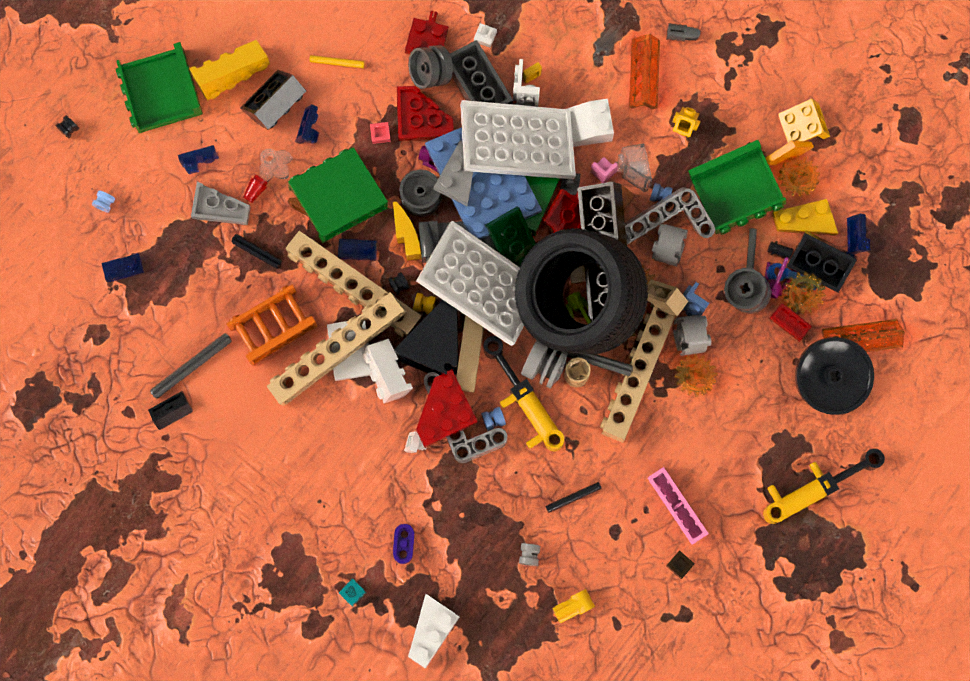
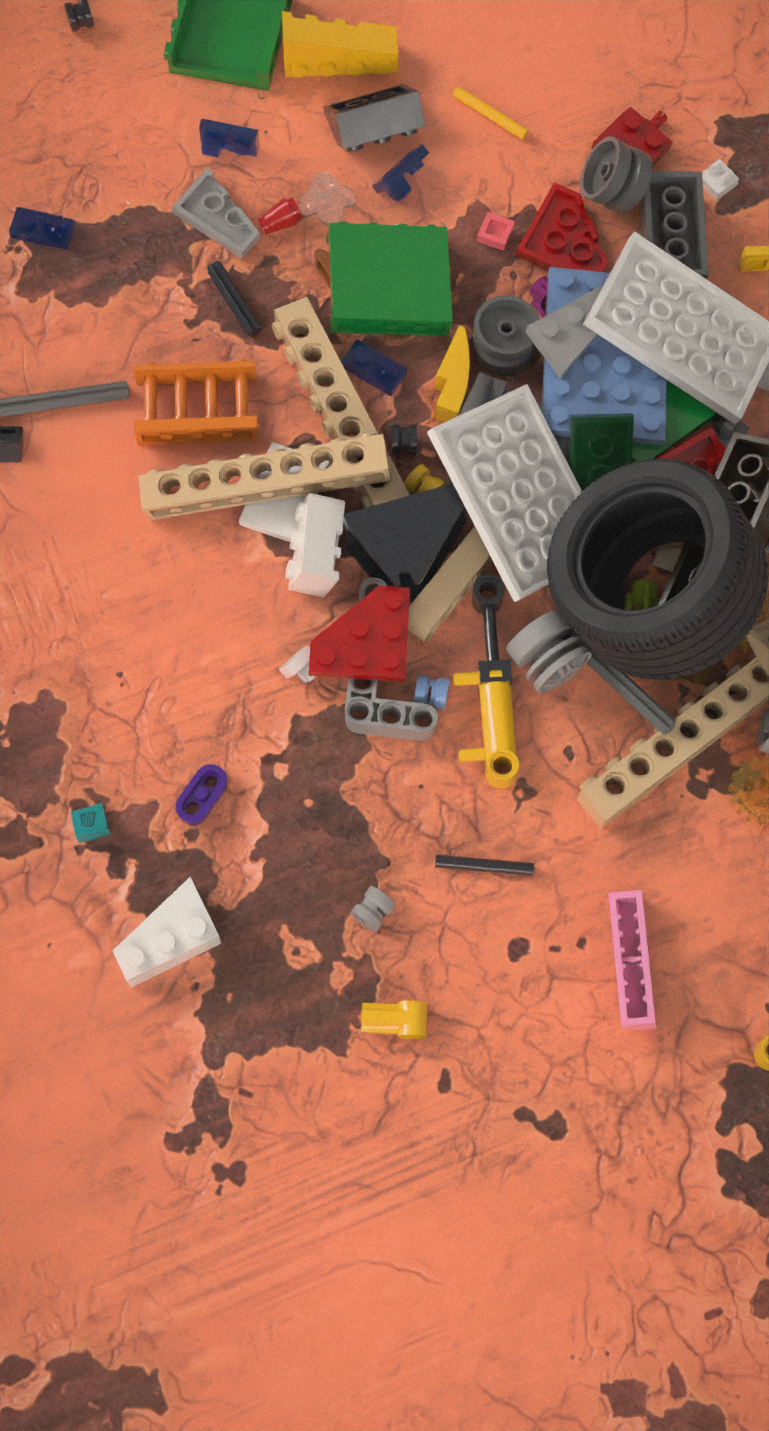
camera: 25 degrees right, 5 degrees down
(103, 201) = (68, 130): light blue wheel -> none
(524, 95) = (729, 274): white bracket -> none
(577, 372) = (592, 684): tan wheel -> none
(680, 564) = (587, 1046): dark brown tile -> none

